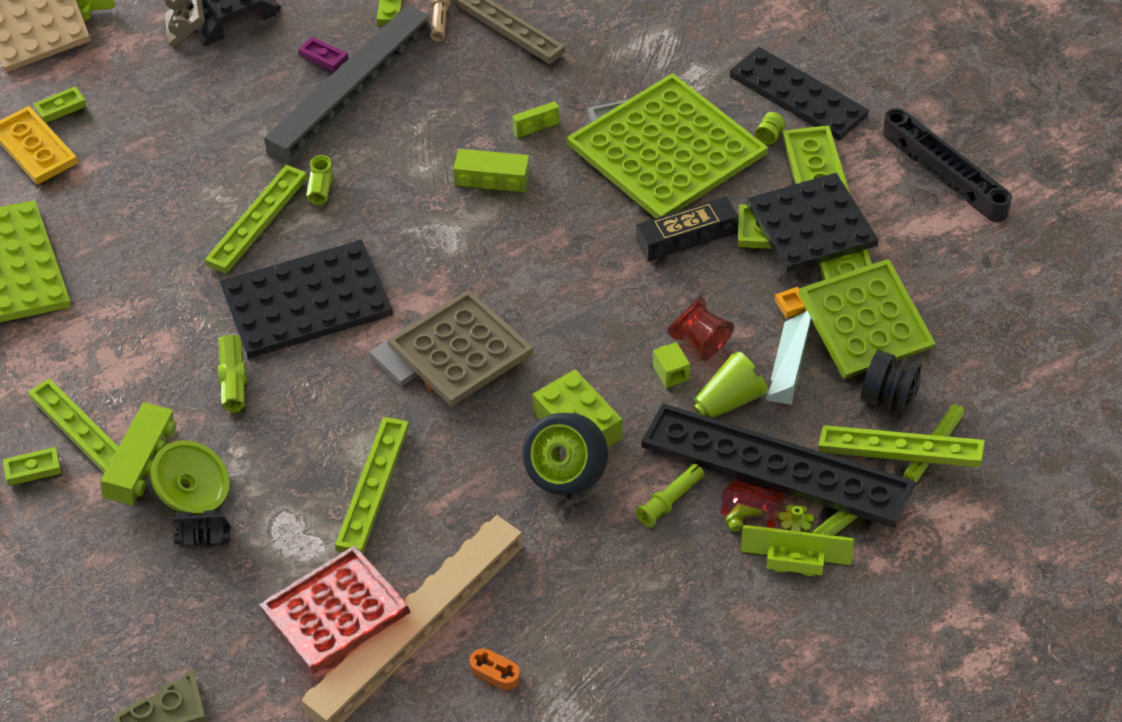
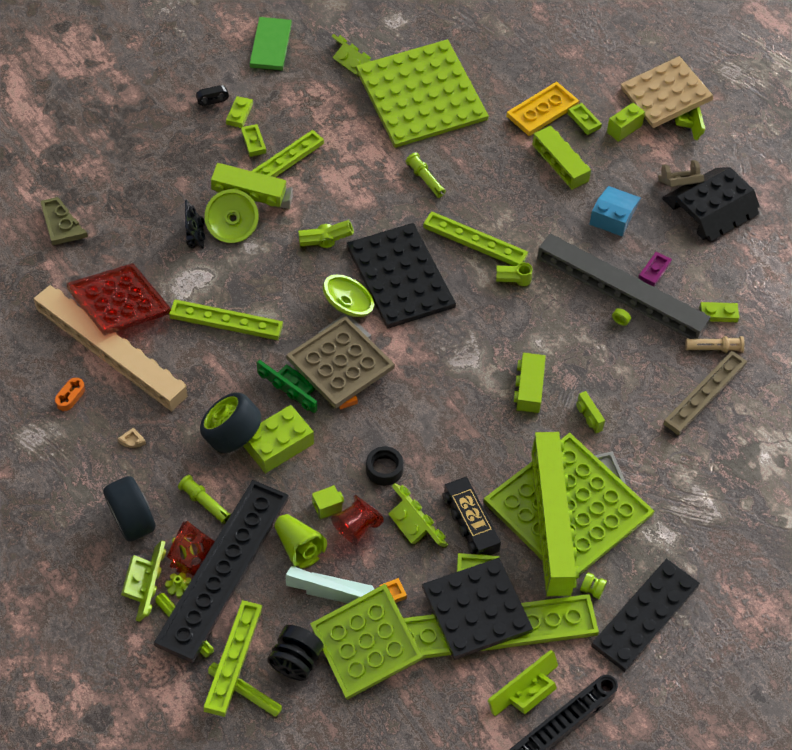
camera: 85 degrees right, 5 degrees up
(76, 63) = (625, 122): none -> lime brick
(123, 272) = (421, 169): none -> lime pin
(126, 129) = (561, 157): none -> lime brick
(224, 84) = (614, 210): none -> dark azure slope
(349, 343) = (348, 296): none -> lime dish
(395, 86) = (621, 317): none -> lime tile
(488, 404) = (290, 382): none -> green bracket
(571, 587) = (132, 439): none -> tan tile
(617, 296) = (380, 478): none -> black tyre
(692, 141) = (554, 515): none -> lime brick
(696, 282) = (412, 520): none -> lime bracket
(705, 557) = (129, 508): none -> black wheel
(905, 184) = (527, 688): none -> lime bracket

